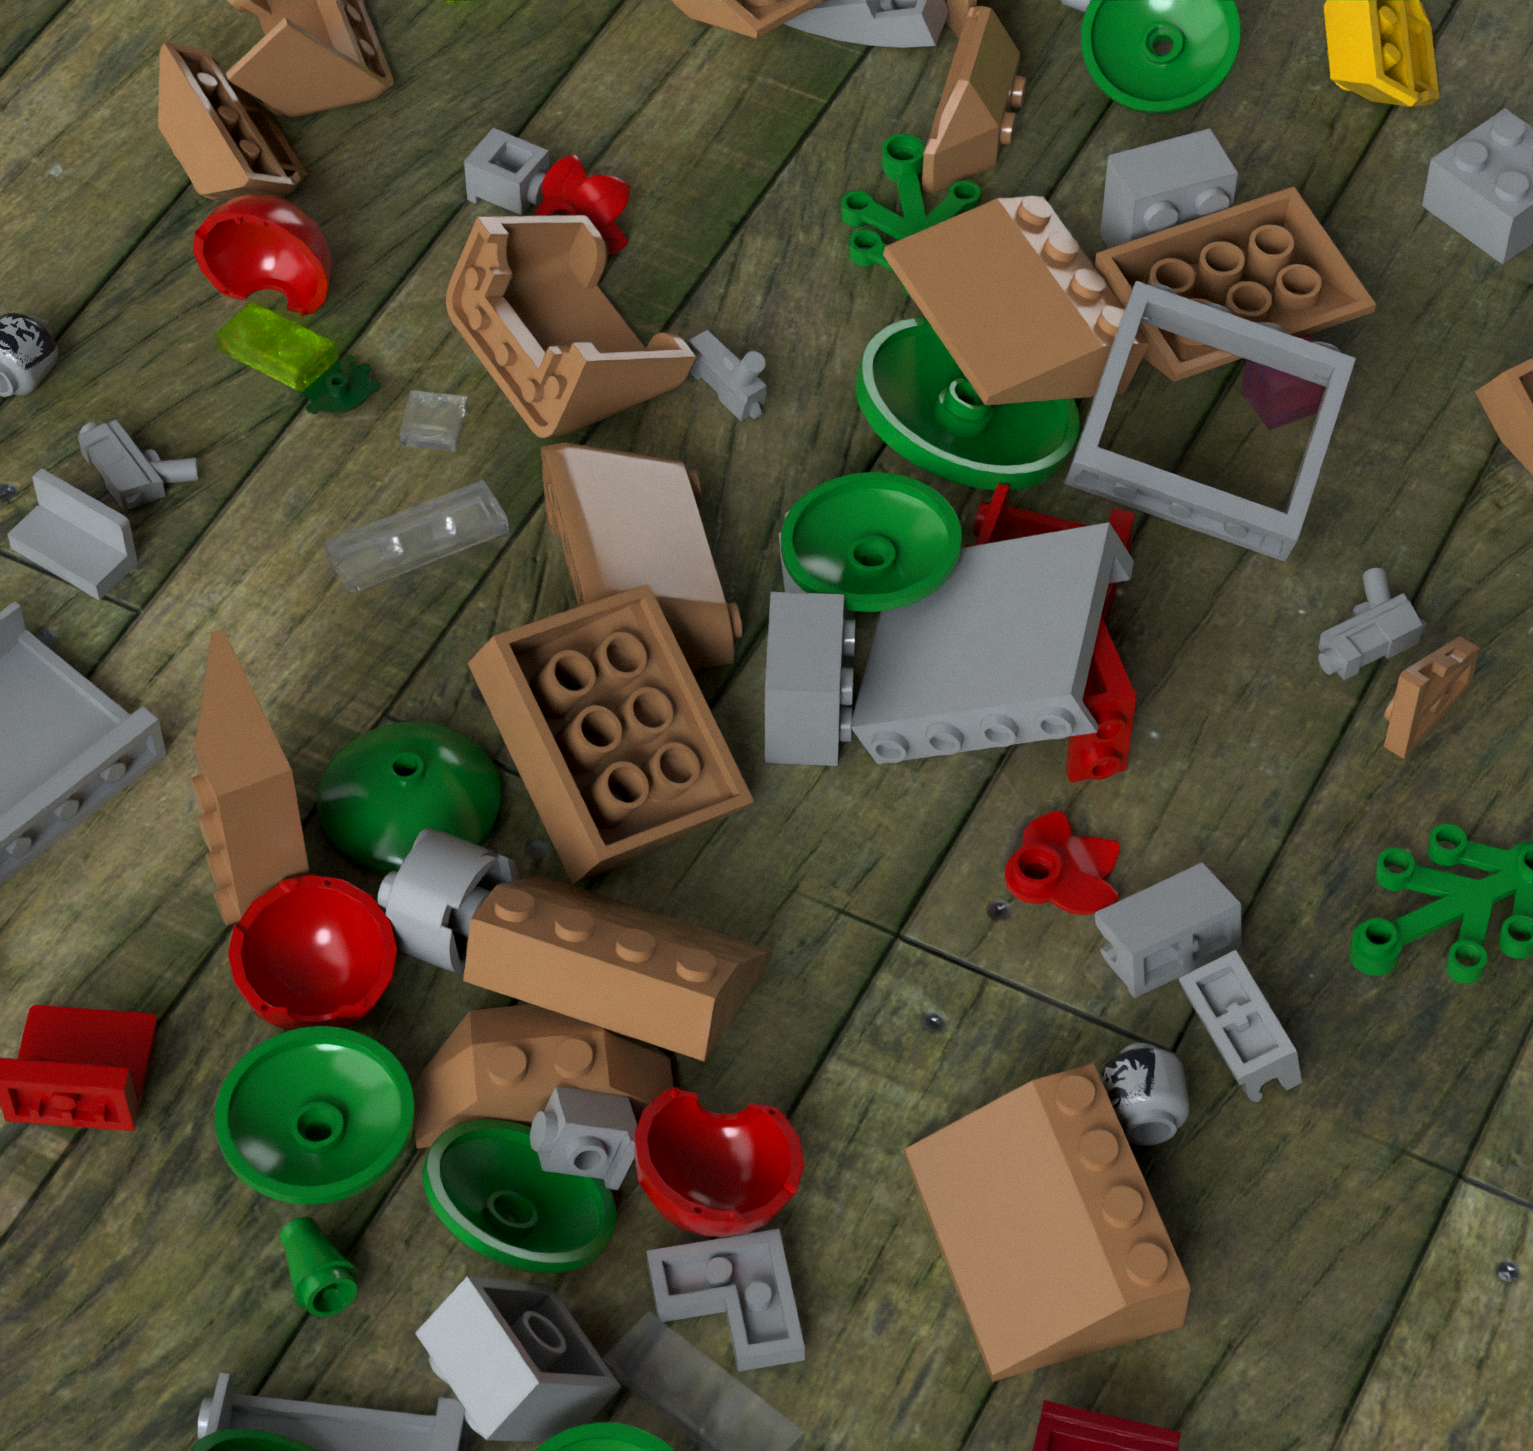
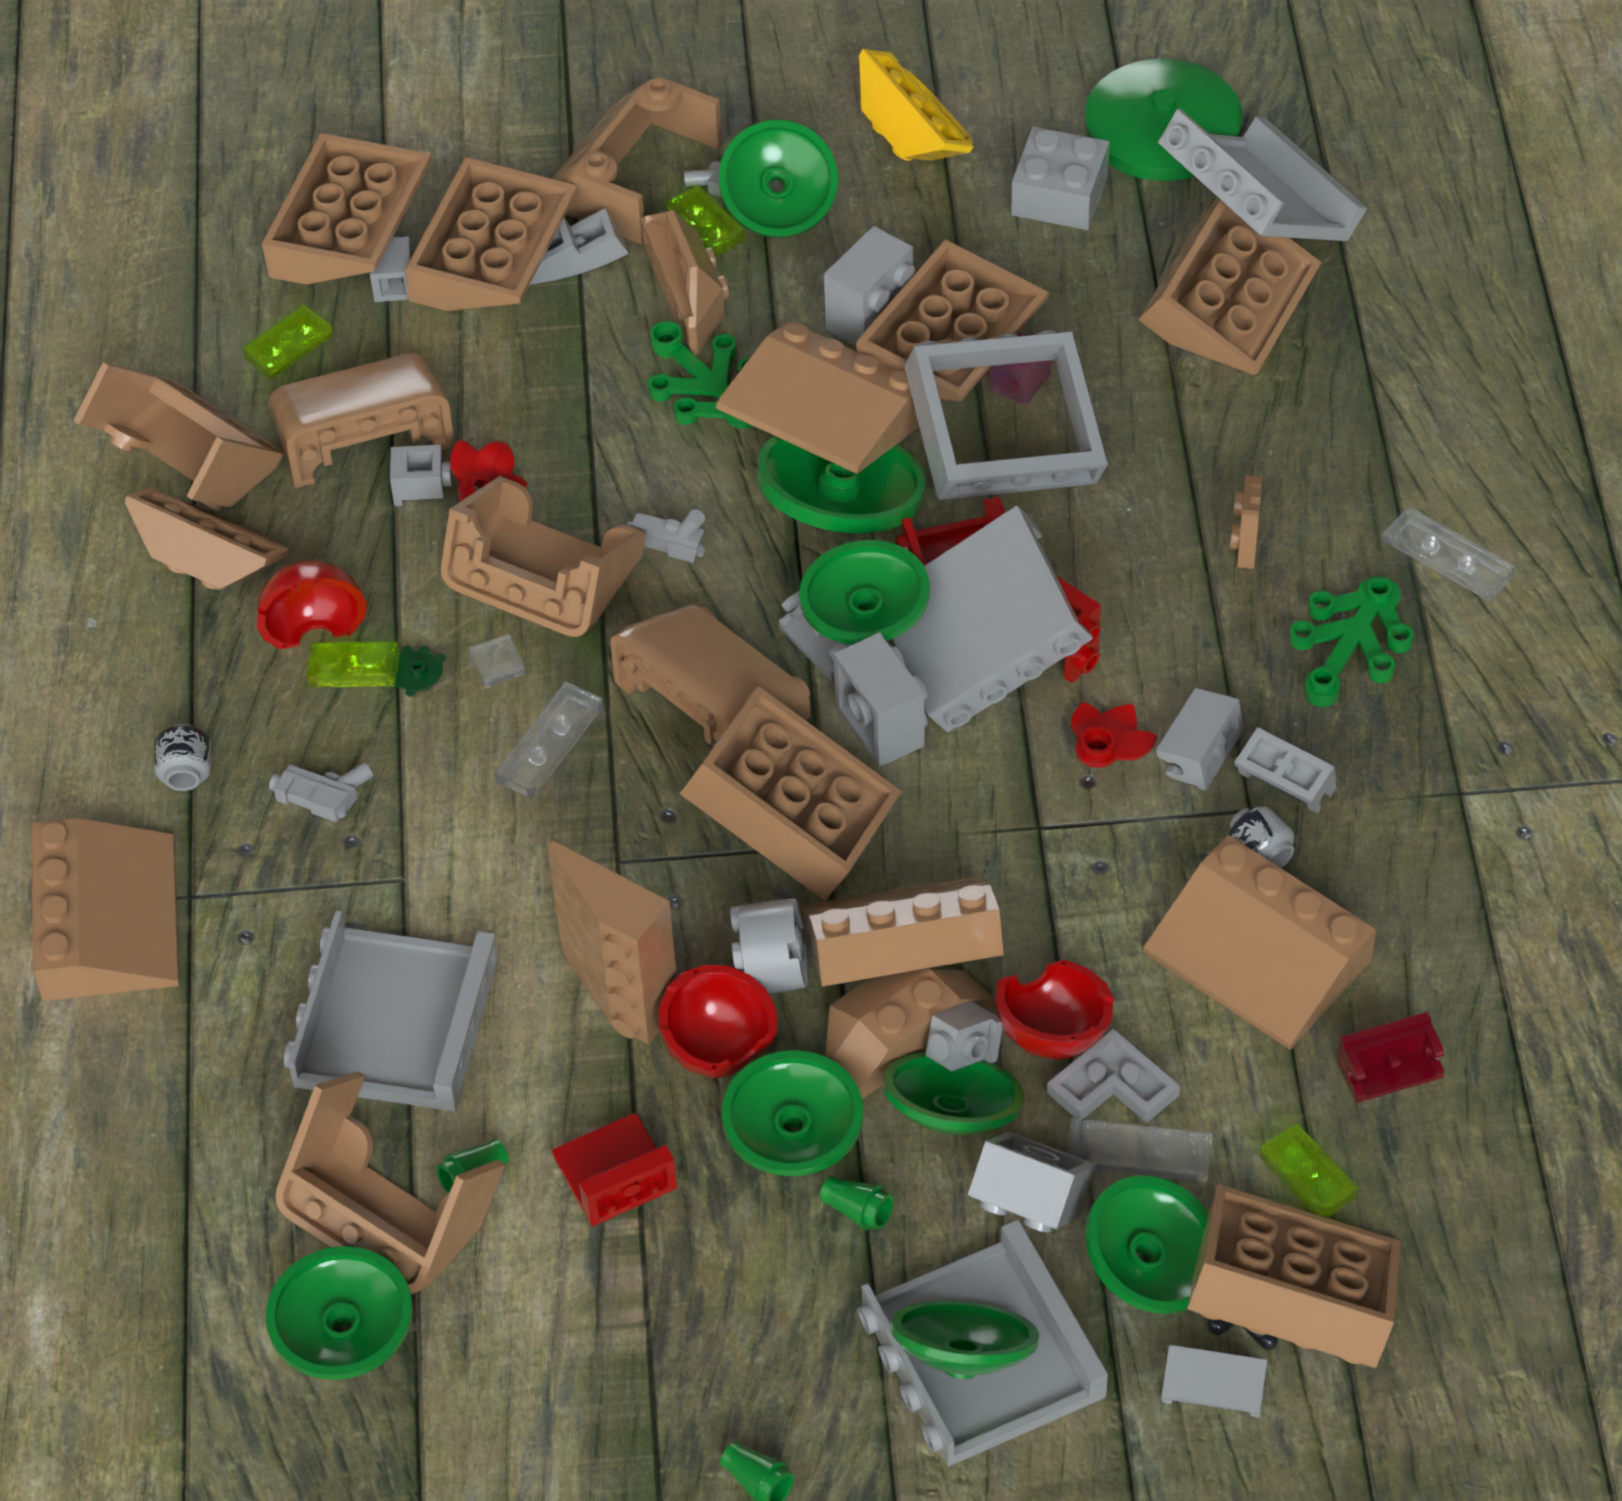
camera: 30 degrees left, 0 degrees up
(75, 537) = (327, 852): light grey panel -> none
(377, 814) = (698, 907): green dish -> none
(499, 68) = (356, 408): none -> medium nougat windscreen
(1049, 50) = (708, 219): none -> clear neon green plate
(1376, 630) = (1185, 498): light grey piece -> none

